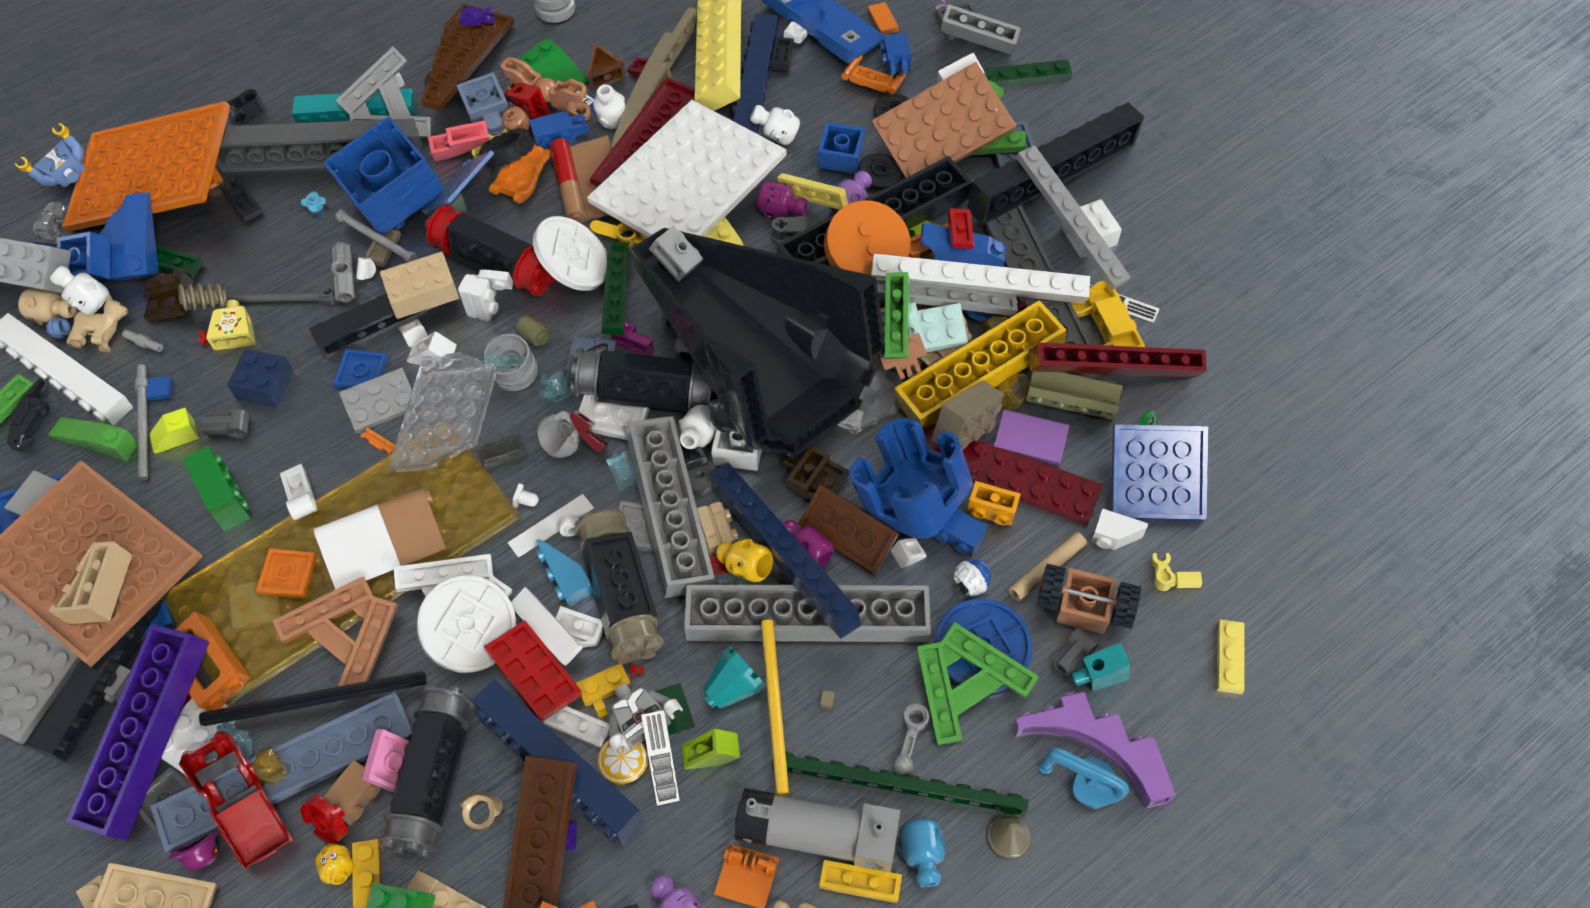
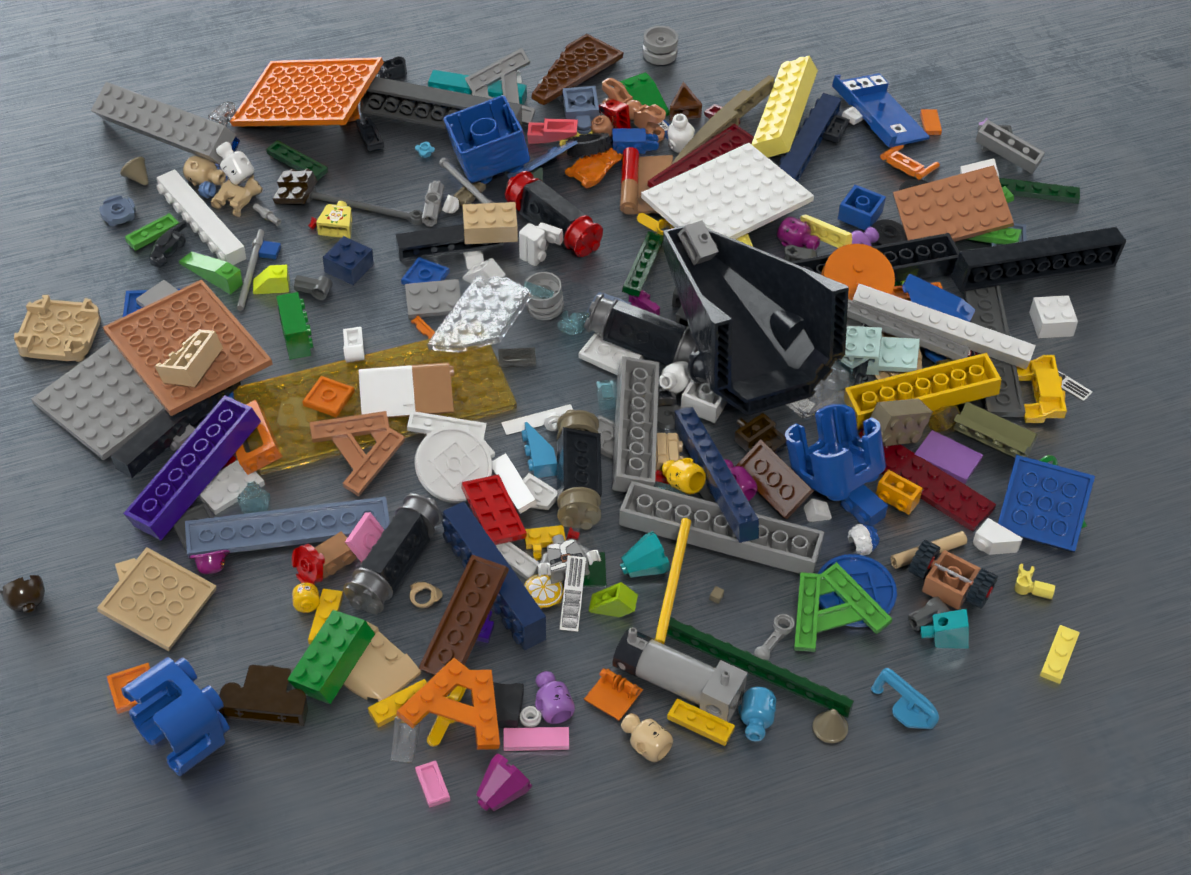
camera: 15 degrees right, 10 degrees down
(59, 165) = (242, 76): medium blue torso -> none
(88, 254) = (248, 139): blue brick -> none
(132, 240) = (275, 143): blue slope -> none
(202, 296) = (322, 192): dark tan piece -> none
(246, 820) = (255, 547): red piece -> none
(269, 766) = (278, 516): clear yellow rock -> none
(312, 698) = (323, 484): black axle -> none
(474, 16) = (592, 44): dark purple plate -> none
(524, 497) = (523, 393): white piece -> none
(532, 330) = (568, 279): olive brick -> none
(558, 435) = (565, 355): light grey hair -> none
(570, 253) = (615, 229): white plate -> none
(584, 426) = (587, 355): dark red slope -> none
(777, 124) = (814, 177): white piece -> none
(896, 53) = (932, 149): blue hinge -> none
(897, 315) = (863, 329): bright green slope -> none
(915, 350) = (859, 364): nougat hinge -> none
(960, 228) = (938, 285): red plate -> none
(1073, 217) = (1037, 300): light grey plate -> none
(1117, 360) = (1038, 413): dark red brick -> none
(1136, 758) = (933, 677): medium lavender arch -> none

